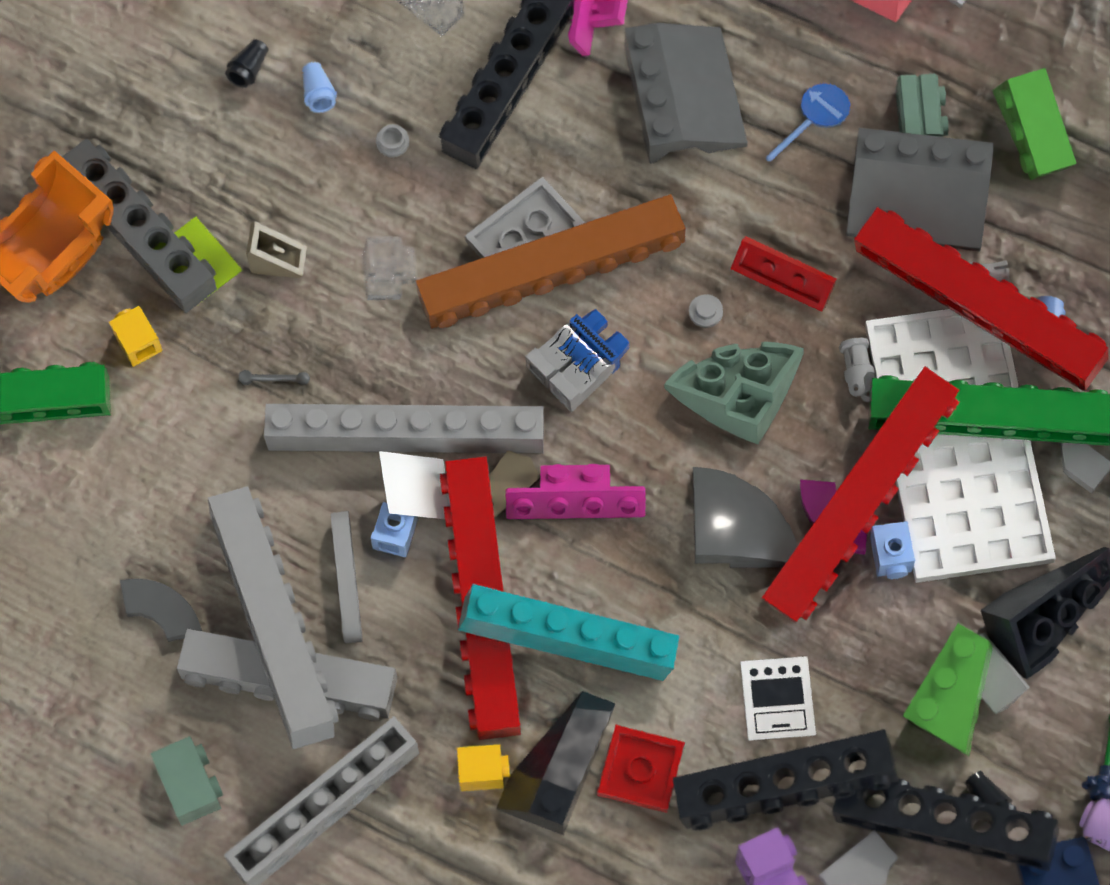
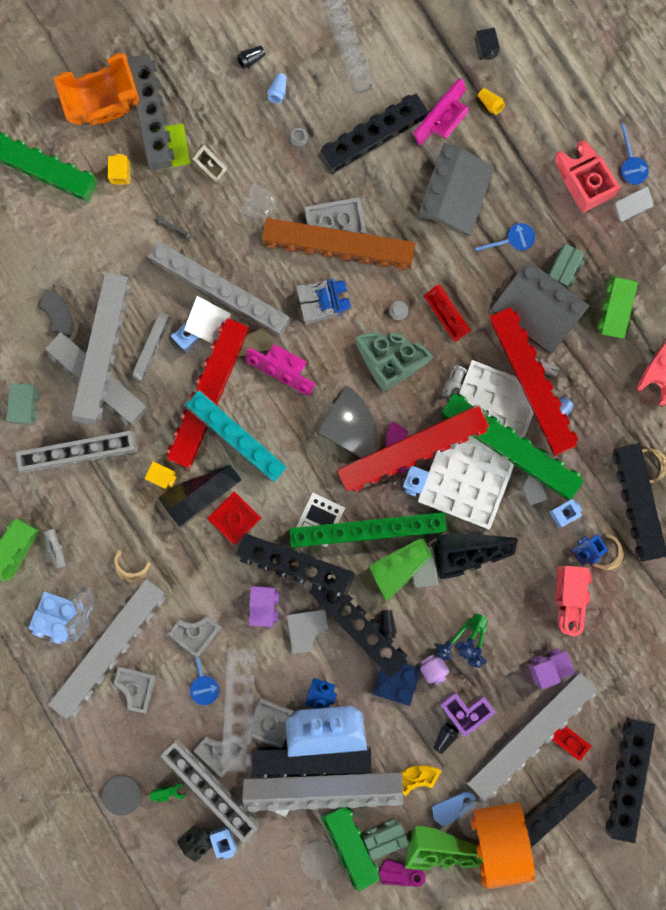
camera: 25 degrees right, 15 degrees up
(865, 666) = (367, 530): none -> green brick

